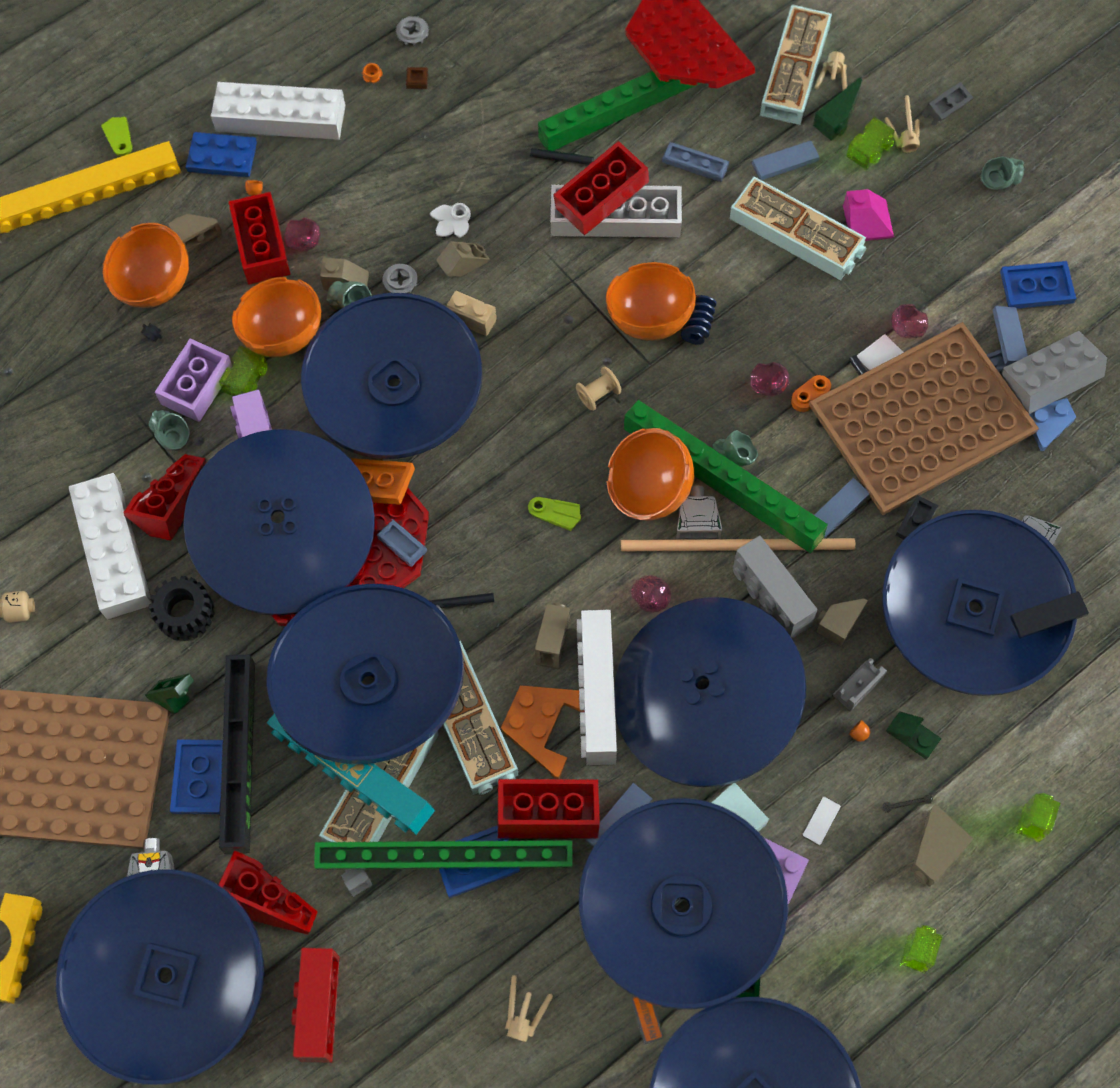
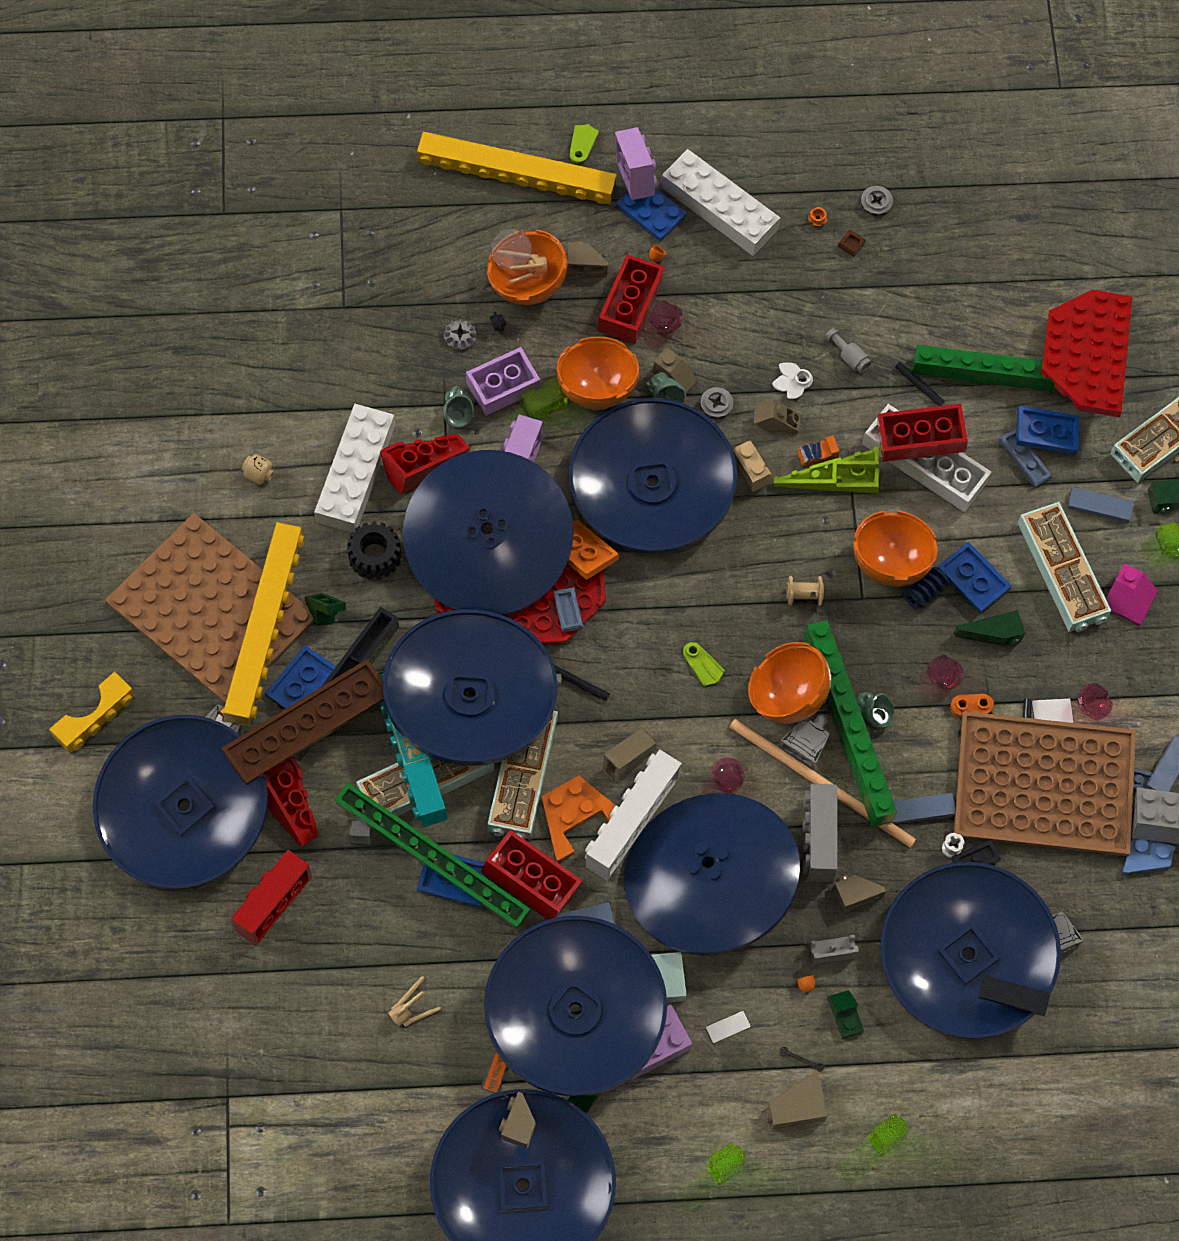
camera: 30 degrees right, 0 degrees up
(119, 258) = (511, 248): none -> clear tile
(119, 373) = (467, 338): none -> light grey gear
(124, 750) = (263, 624): none -> yellow brick
(151, 261) = (535, 265): none -> tan plant
(180, 120) = (635, 163): none -> lavender brick
(231, 815) = (305, 722): none -> reddish brown plate
(486, 166) = (851, 353): none -> light grey piece
(521, 265) = (818, 452): none -> orange leg
(561, 266) = (850, 474): none -> lime wedge
(697, 126) = (1047, 430): none -> blue plate
(715, 1054) = (520, 1123): none -> dark tan slope
(731, 284) = (974, 577): none -> blue plate
(782, 316) = (997, 630): none -> dark green slope
(889, 515) = (954, 839): none -> white bush

